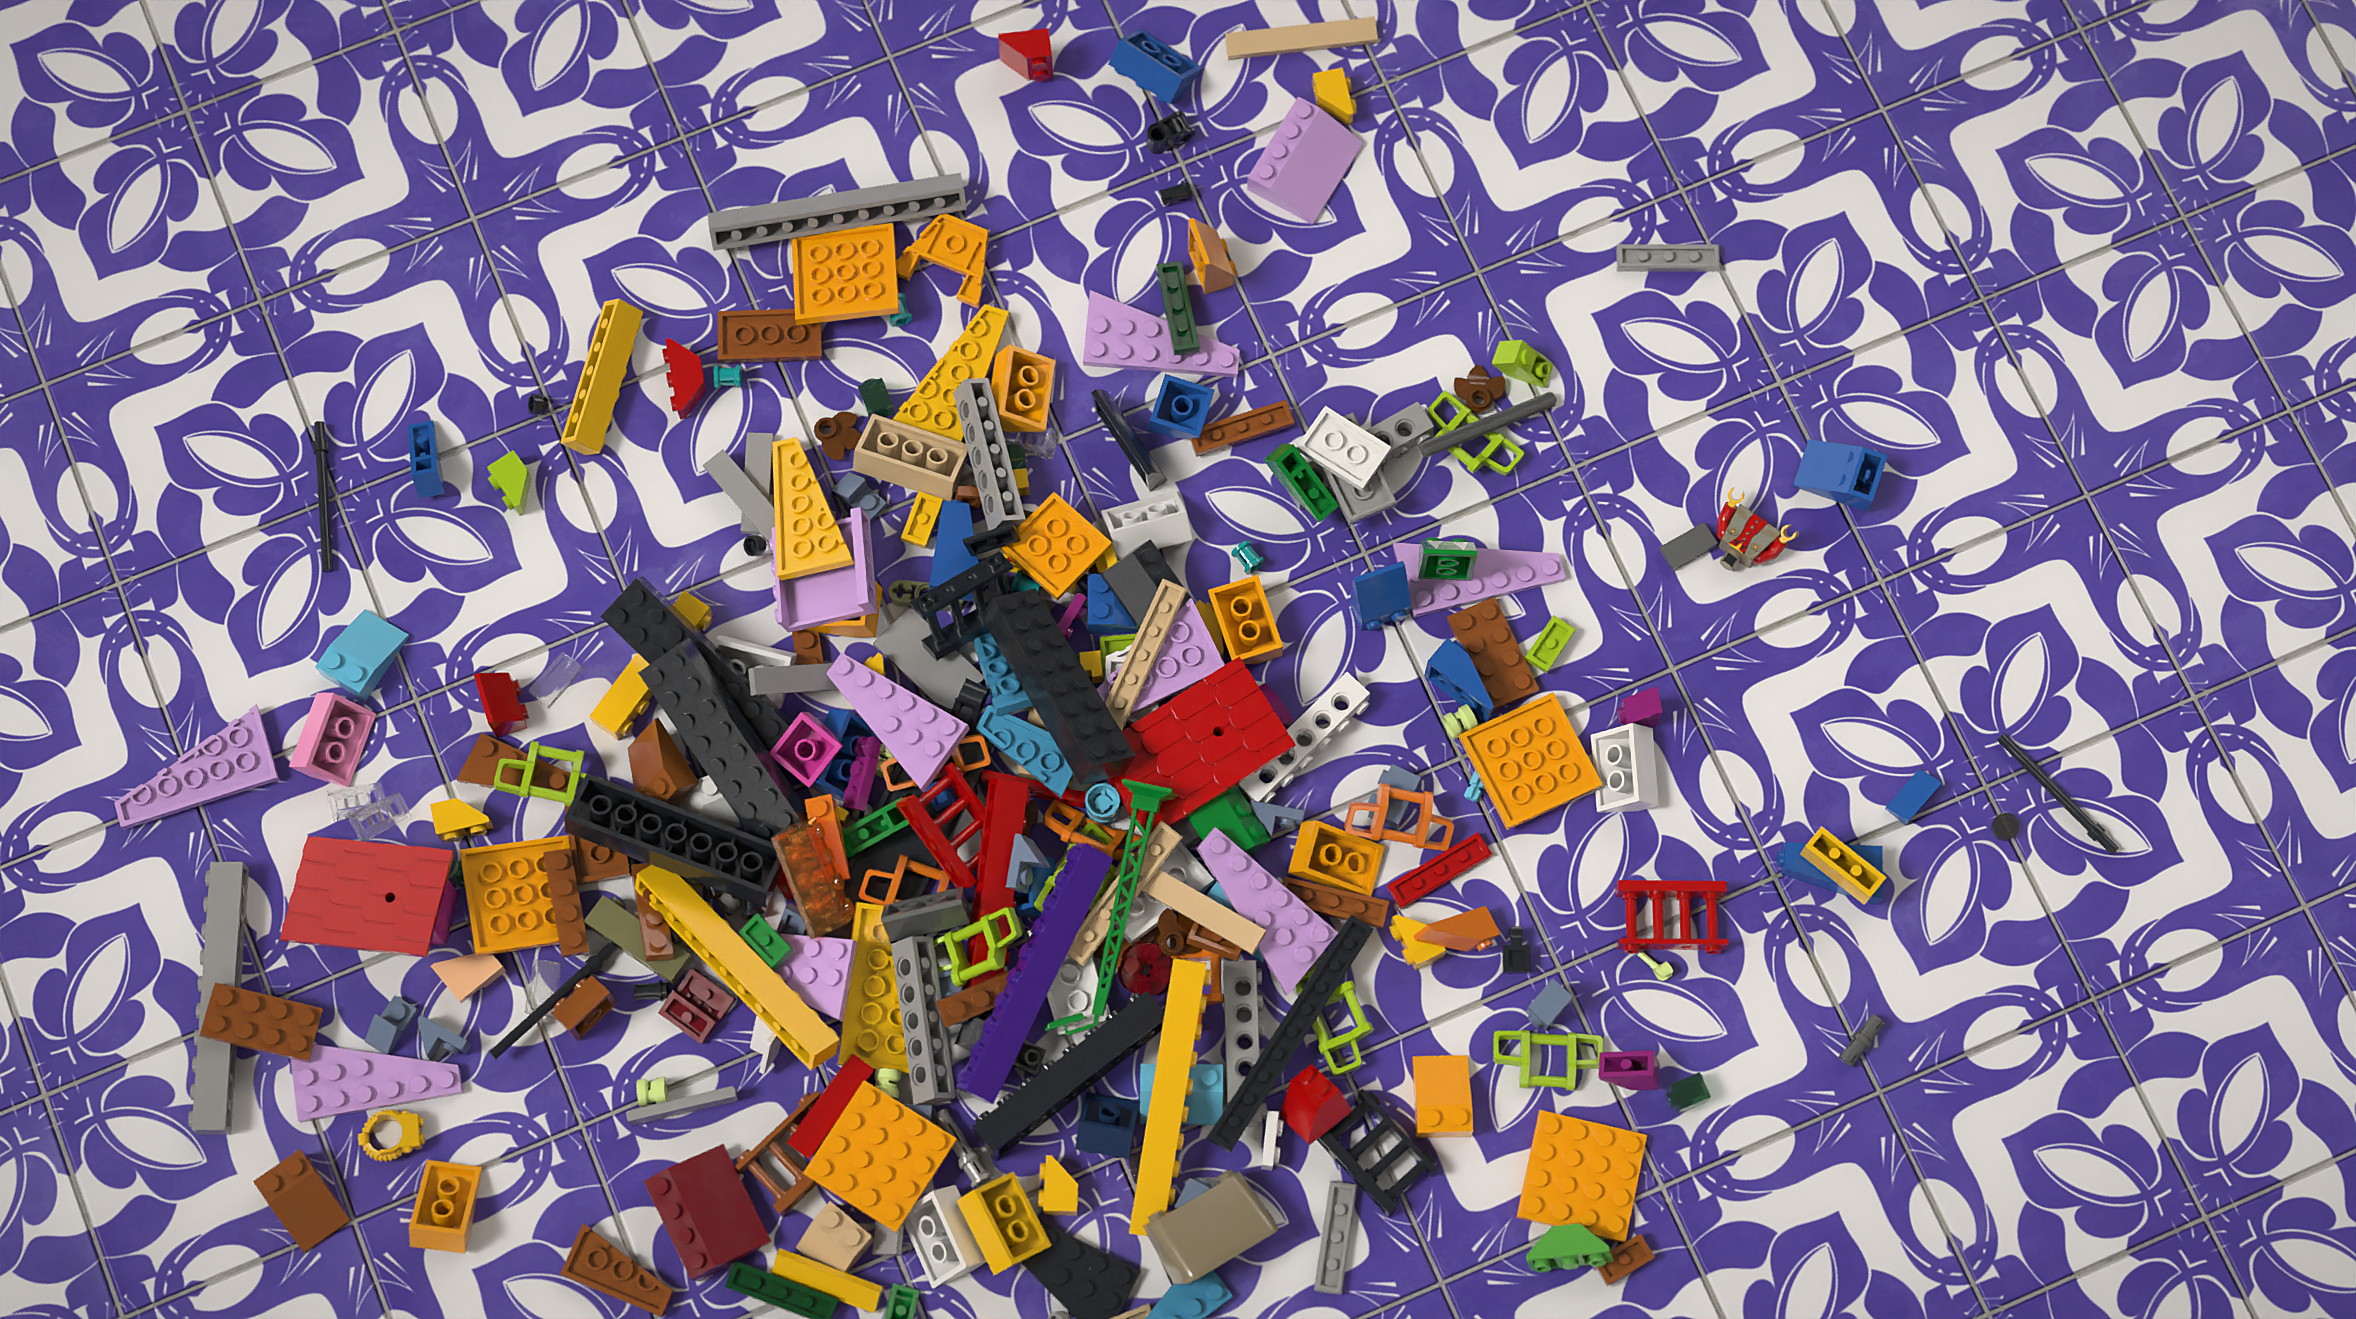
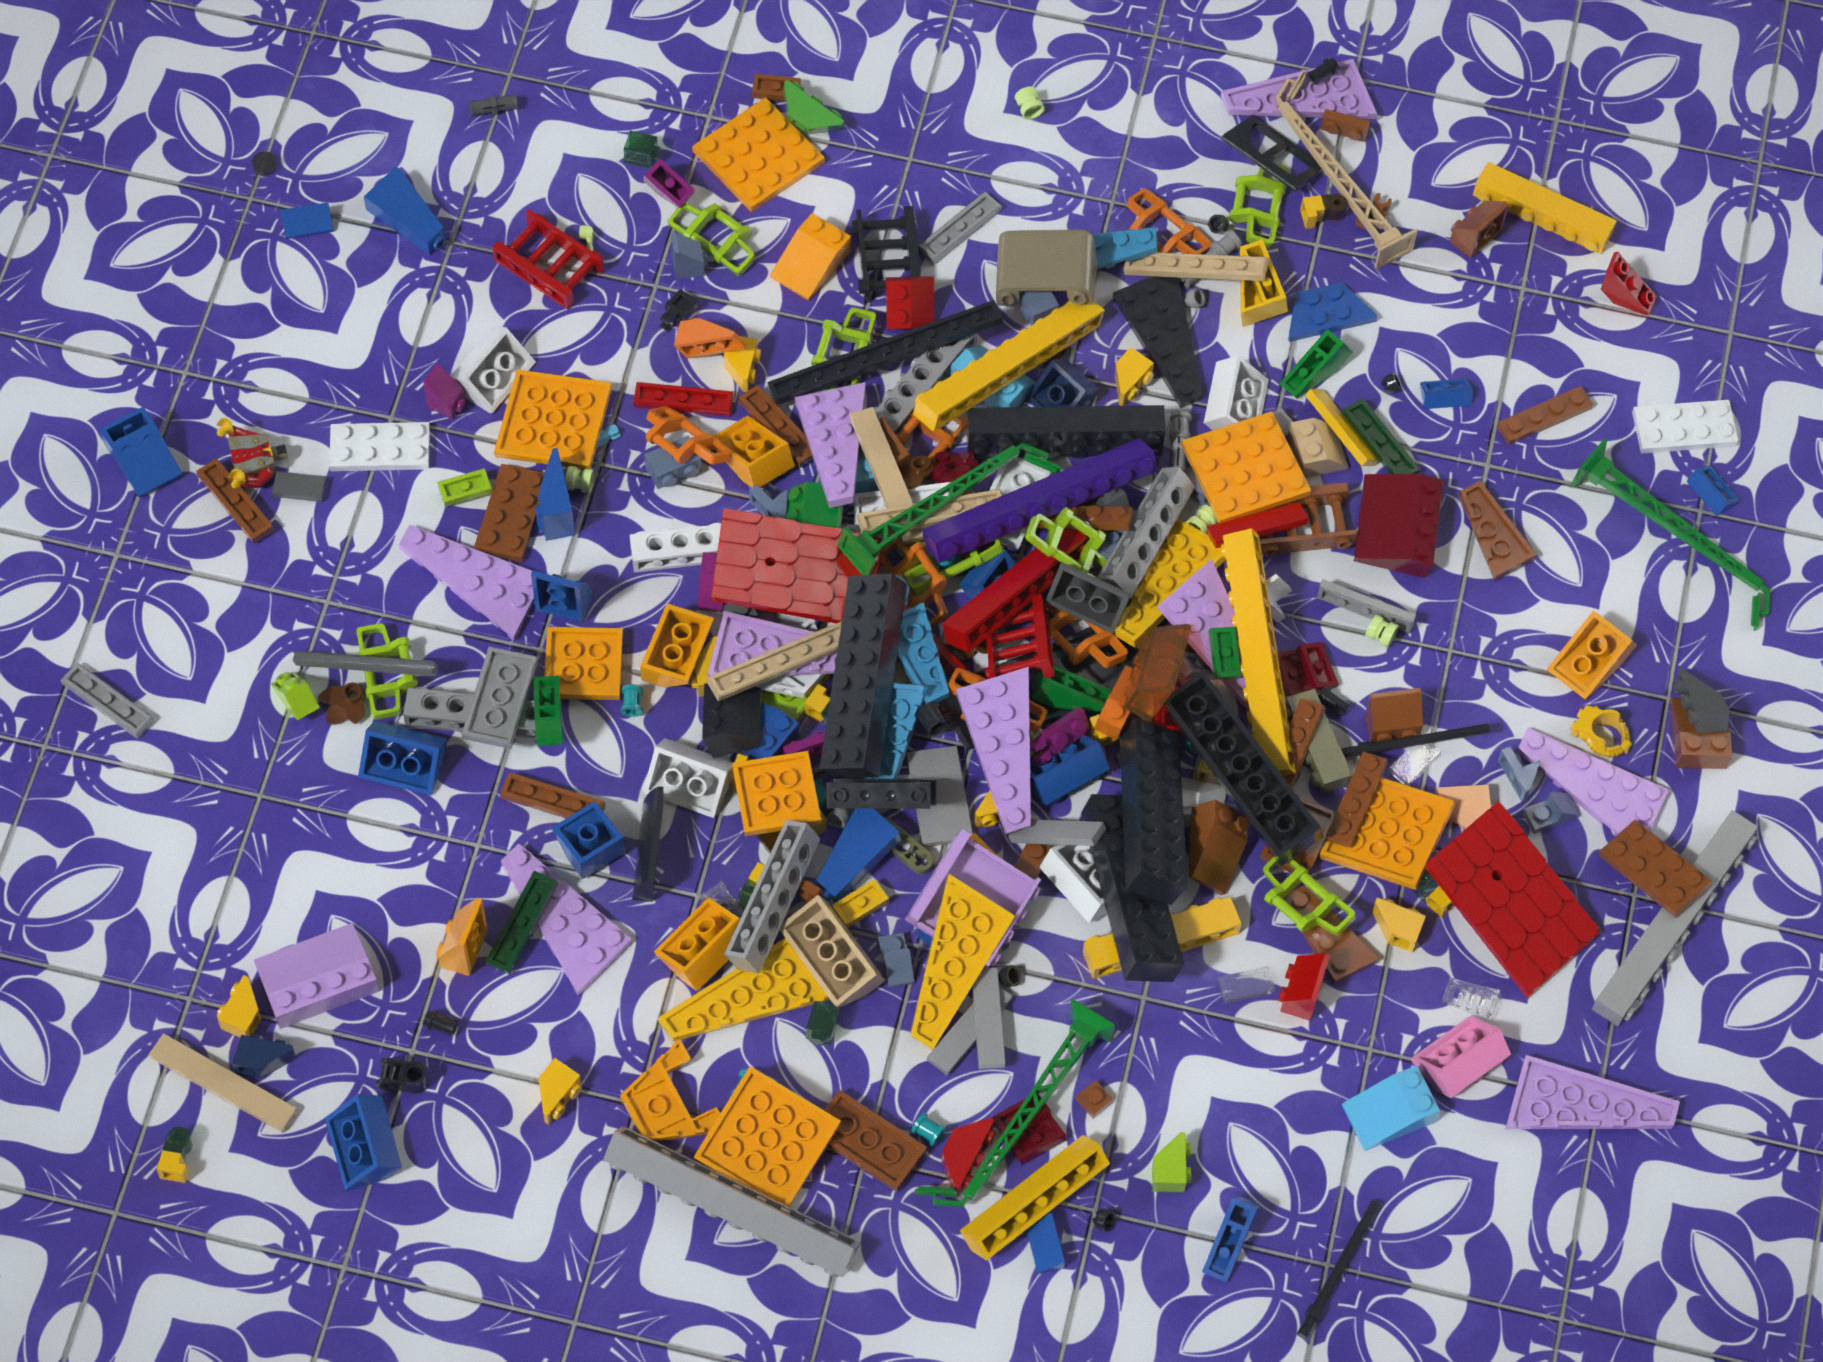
camera: 145 degrees left, 10 degrees down
(306, 1213) = (1704, 705): none -> dark grey slope
(375, 808) = (1463, 969): clear slope -> none
(567, 352) = (1045, 1245): none -> blue slope
(614, 496) = (1094, 1099): none -> dark orange plate
(649, 436) = (1038, 1137): none -> dark red slope
(657, 539) = (1086, 1028): none -> green piece
(806, 748) = (1087, 772): dark pink slope -> none
(842, 436) = (873, 1018): reddish brown plate -> none
(992, 539) = (824, 827): black slope -> none
(1003, 1223) = (1189, 370): yellow slope -> none
(1023, 858) = (984, 575): sand blue slope -> none
(1027, 53) = (458, 1219): red slope -> none
(1044, 204) = (557, 1086): none -> yellow slope
(1273, 1129) = (961, 301): white plate -> none
(1289, 71) = (261, 1057): none -> dark blue slope
(1315, 562) = (585, 661): none -> light orange plate
(1343, 448) = (495, 705): white plate -> none
(1391, 376) = (402, 757): none -> blue slope
(1446, 559) = (489, 574): green slope -> none
(1655, 632) = (379, 446): none -> white plate
(1715, 490) = (235, 501): none -> dark orange plate
(1842, 865) = (406, 190): yellow brick -> none
(2095, 831) = (207, 120): black bar -> none

